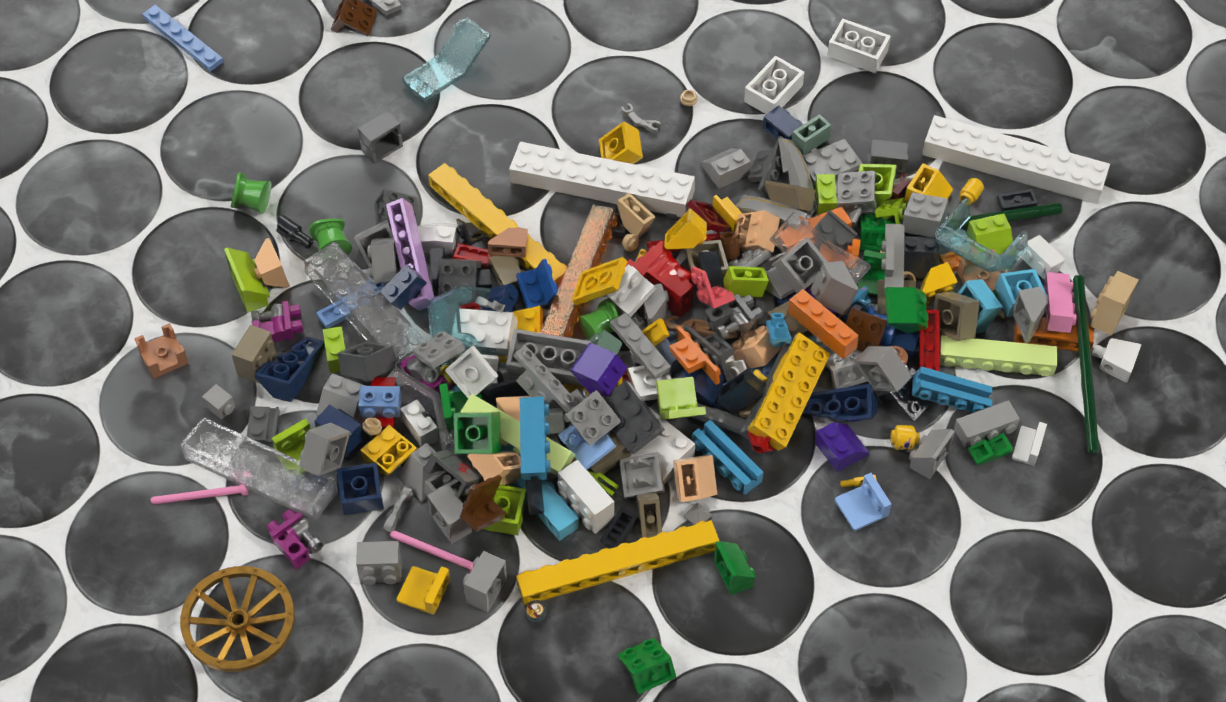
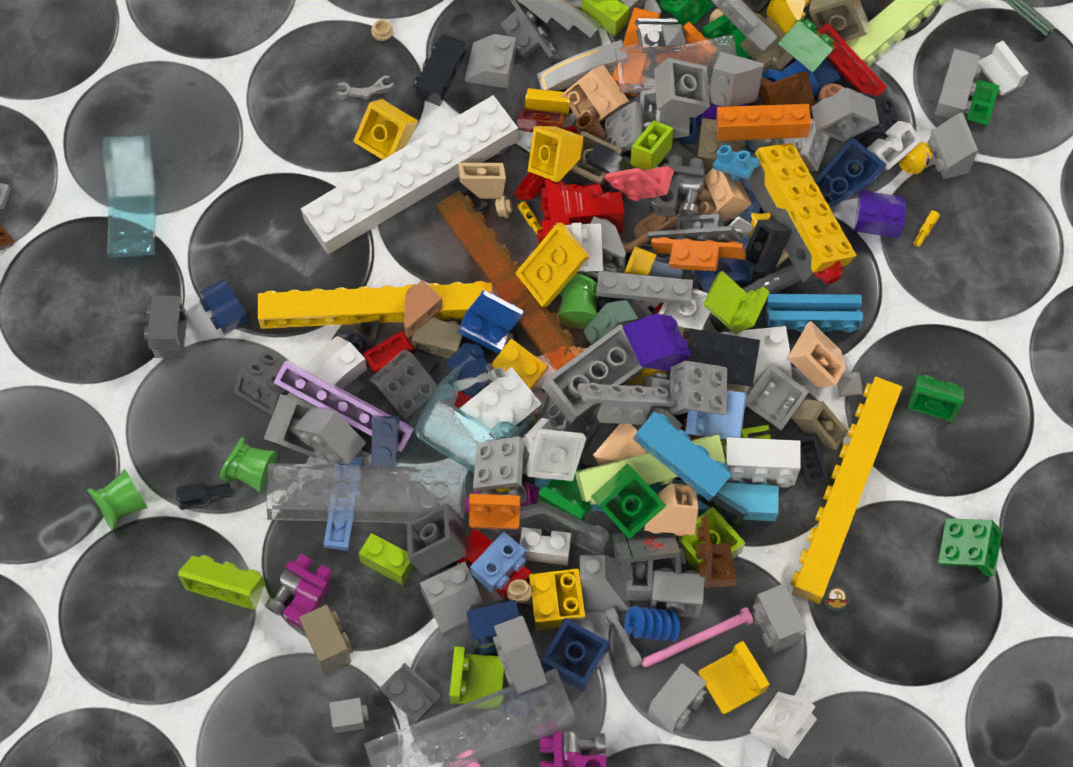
camera: 50 degrees left, 10 degrees up
(162, 353) = (233, 729): nougat panel -> none
(269, 266) = (233, 546): light nougat slope -> none
(290, 370) = (370, 622): dark blue wedge -> none
(404, 368) = (494, 511): none -> orange bracket
(418, 515) = (652, 623): none -> blue piece
(418, 639) = (785, 723): none -> white bracket
(422, 155) = (223, 306): none -> dark blue brick
(435, 255) = (365, 390): black slope -> none
(691, 144) = (440, 69): none -> black brick
(791, 195) = (587, 35): dark tan slope -> none
(841, 238) = (673, 35): none -> light grey slope
(864, 504) = (956, 241): light blue bracket -> none
(904, 415) = (900, 141): none -> white brick
(951, 390) = (908, 83): dark azure brick -> none

